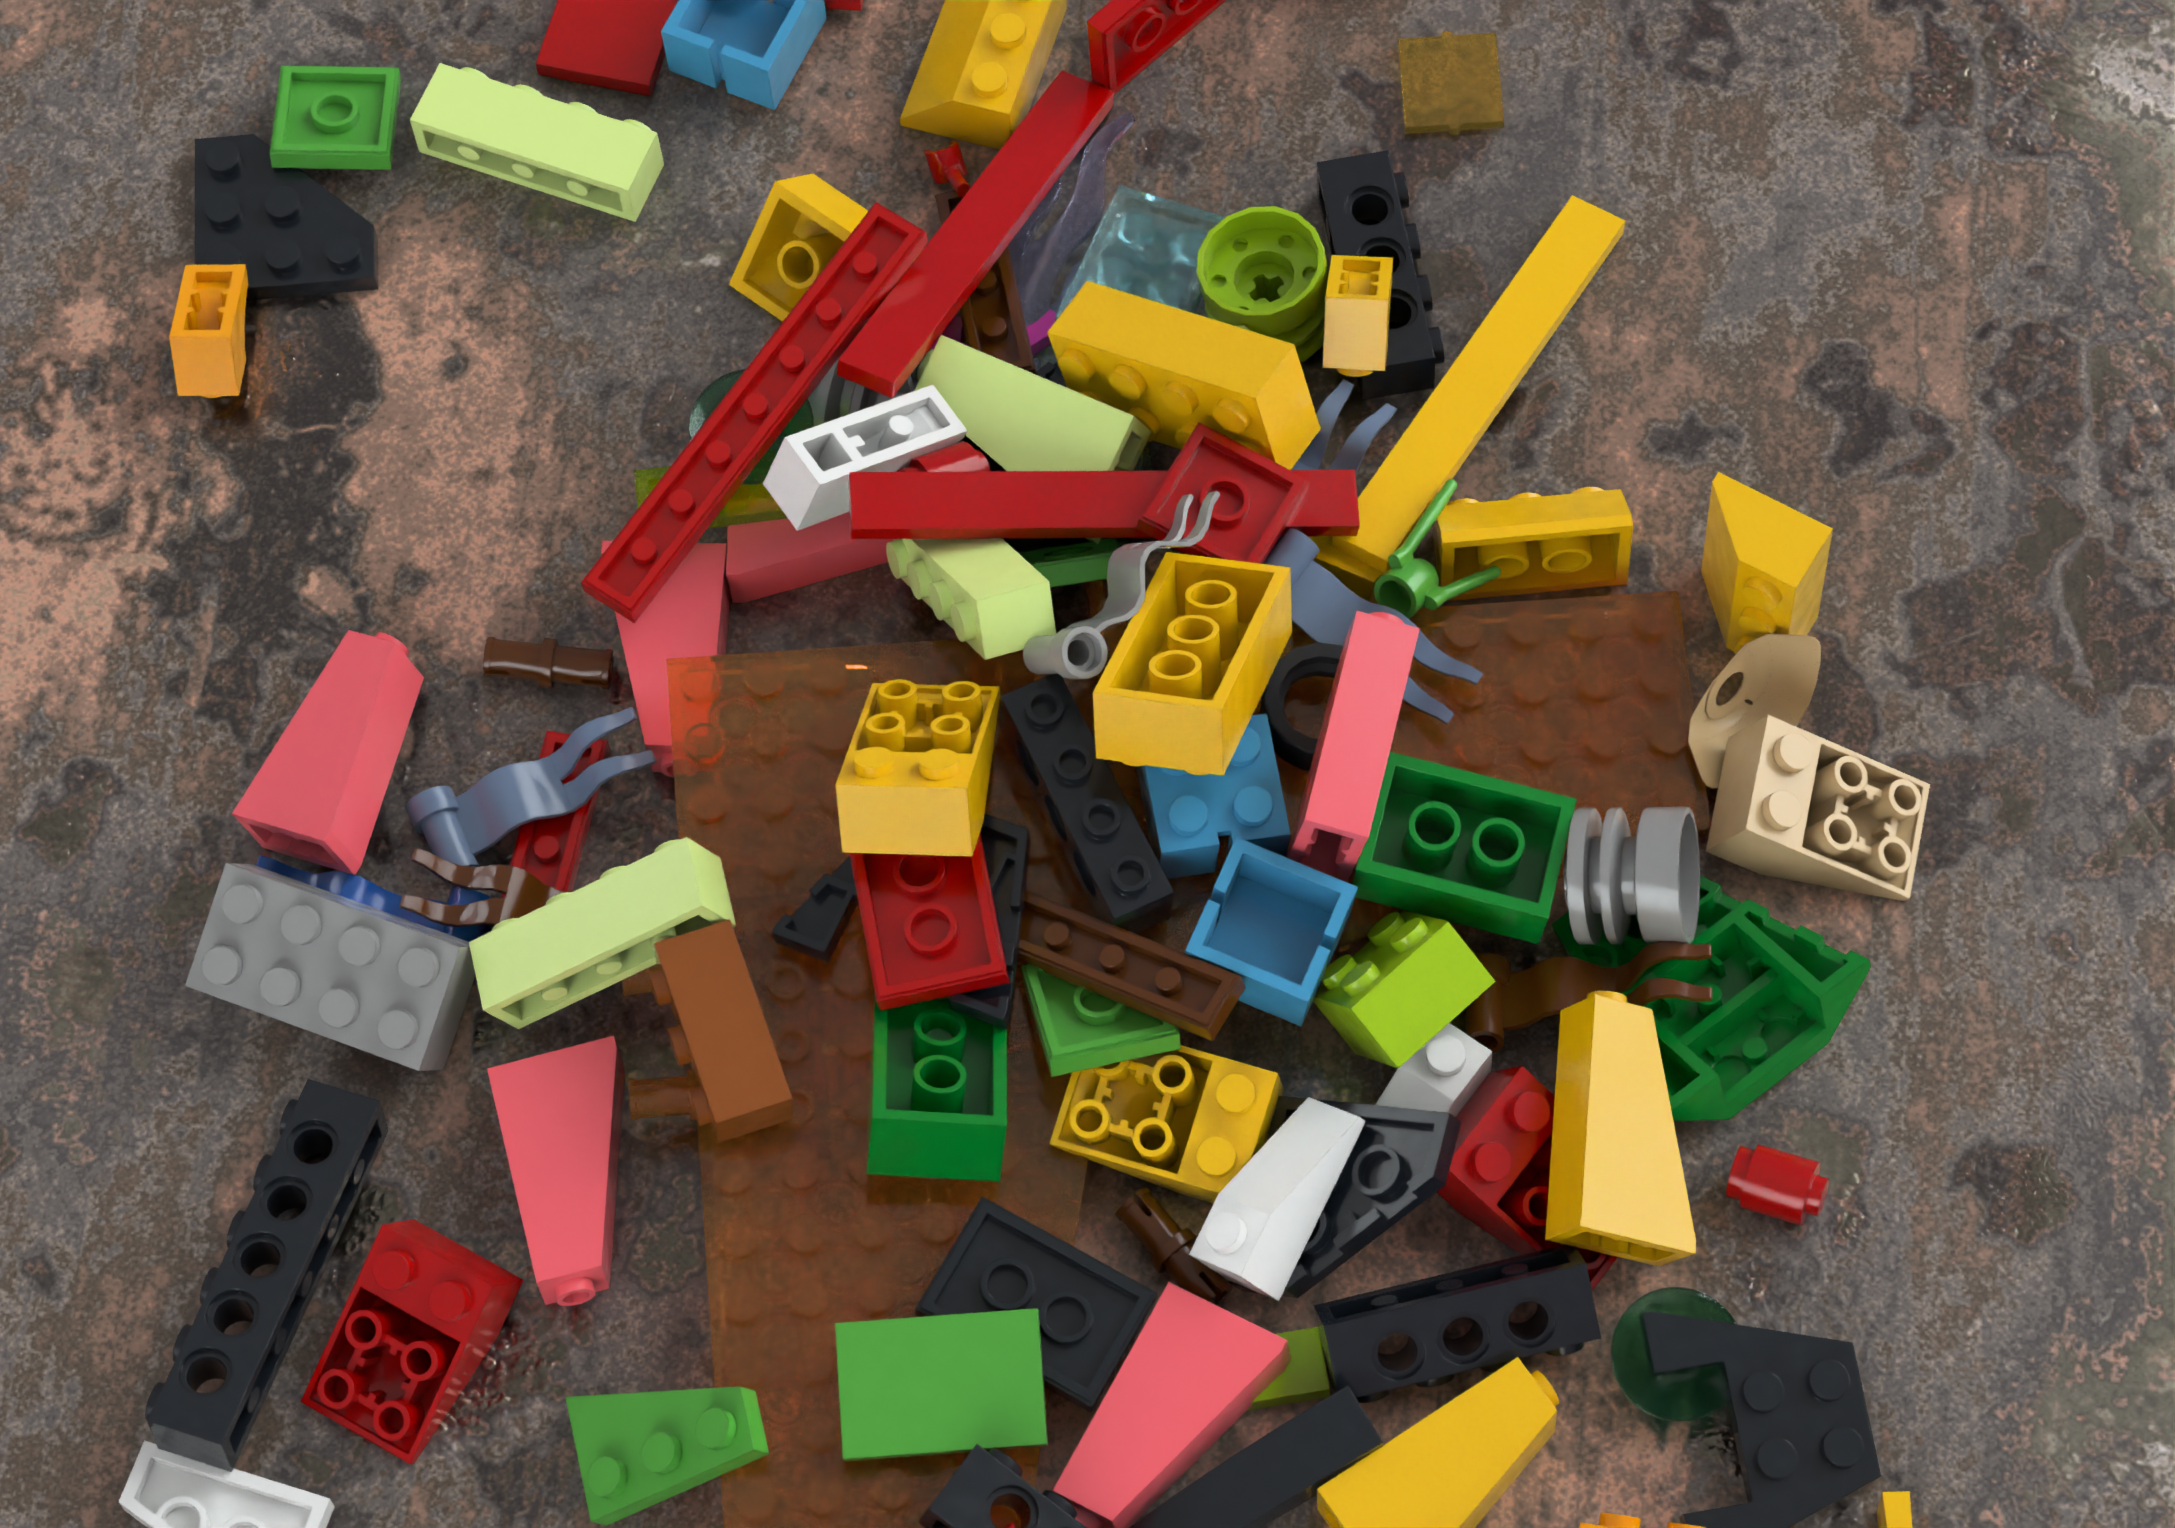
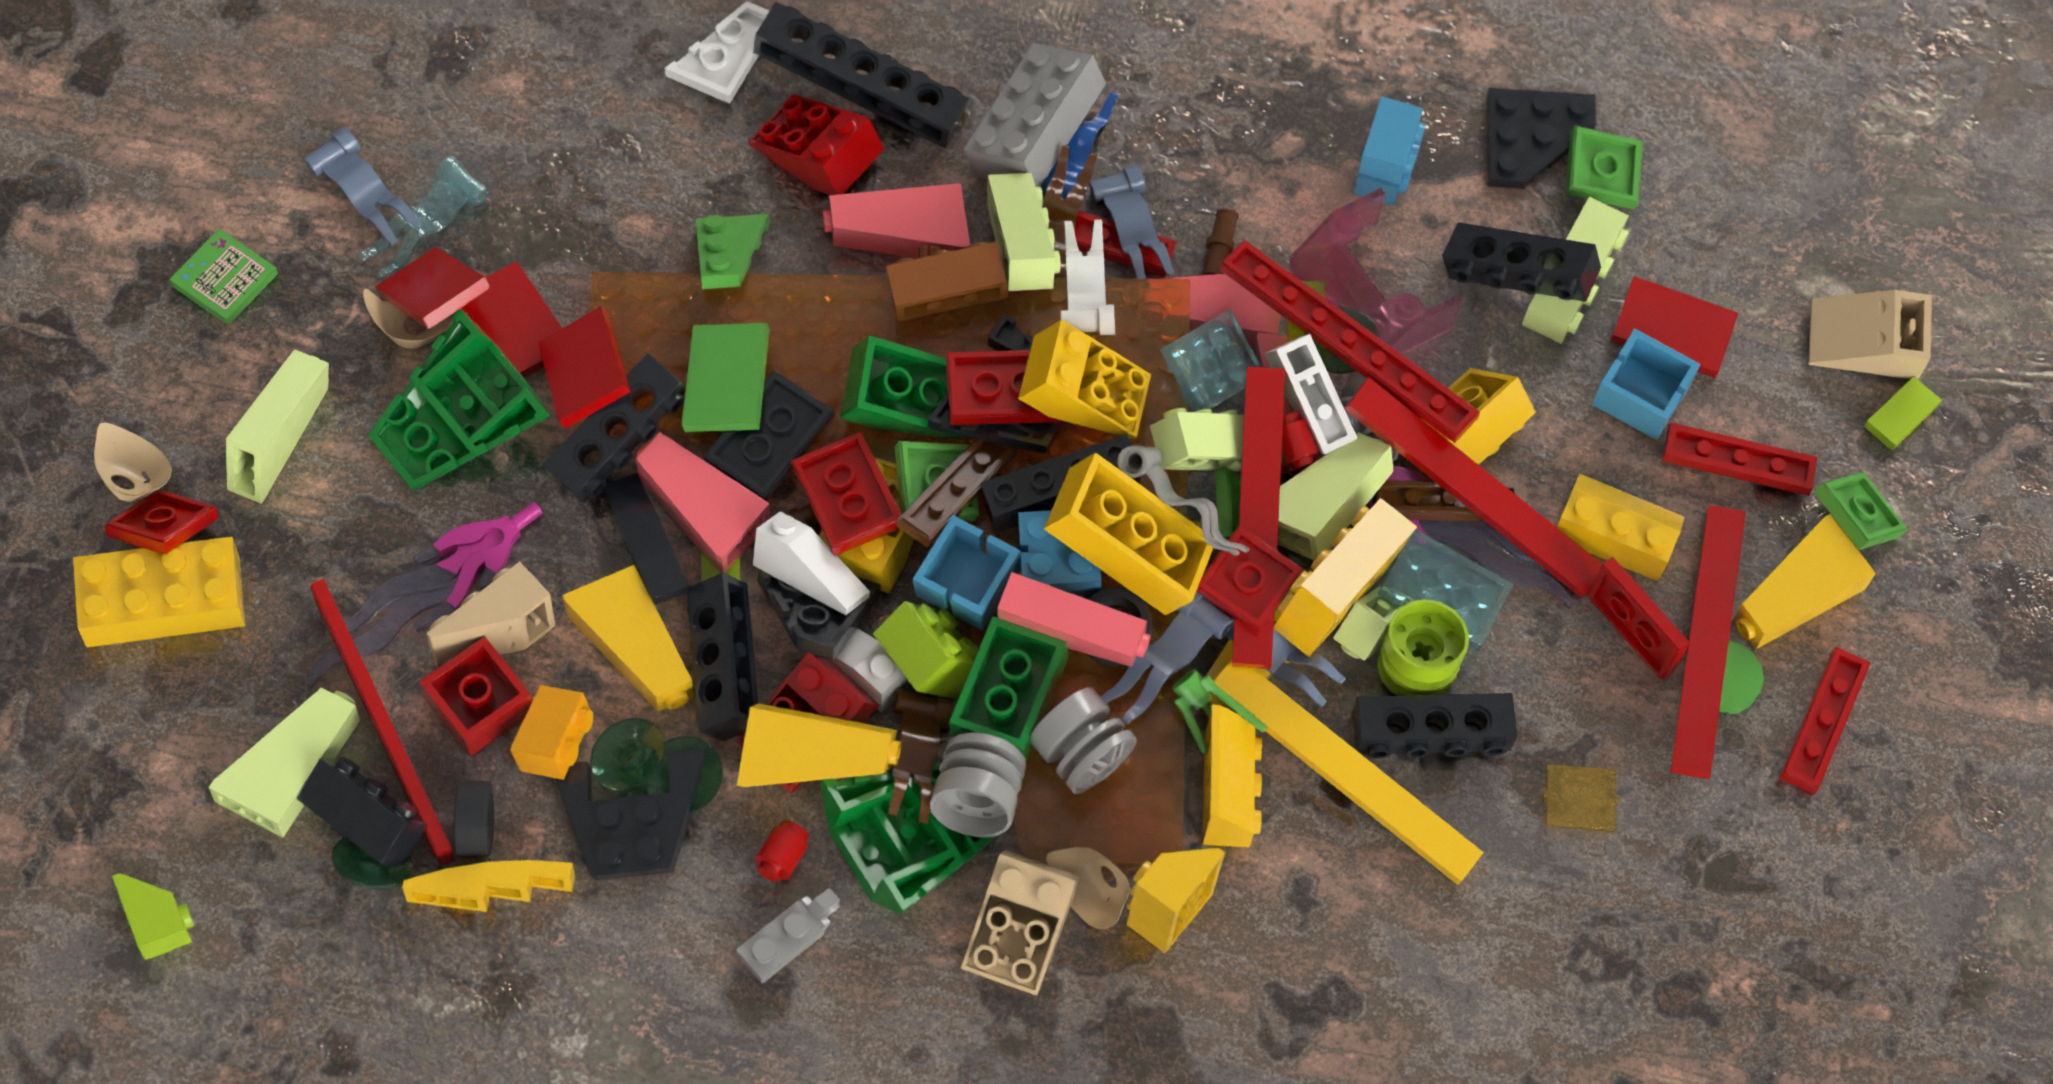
camera: 85 degrees right, 0 degrees up
(210, 331) = (1454, 86): light orange arch -> none
(336, 756) = (1170, 131): coral slope -> none
(352, 413) = (1390, 150): none -> dark azure piece
(556, 109) = (1522, 261): none -> black brick
(585, 485) = (1328, 259): none -> clear pink windscreen
(706, 813) = (1086, 285): none -> white flag
(823, 607) = (1210, 361): none -> clear light blue plate
(948, 166) = (1539, 494): red hand -> none
(1142, 1146) = (847, 493): none -> red tile
(1357, 314) = (1390, 687): yellow arch -> none
(1539, 717) = (1080, 737): none -> light grey wheel
(1648, 1485) = (619, 746): none -> clear green dish
(1912, 1158) = (788, 935): none -> light grey hinge

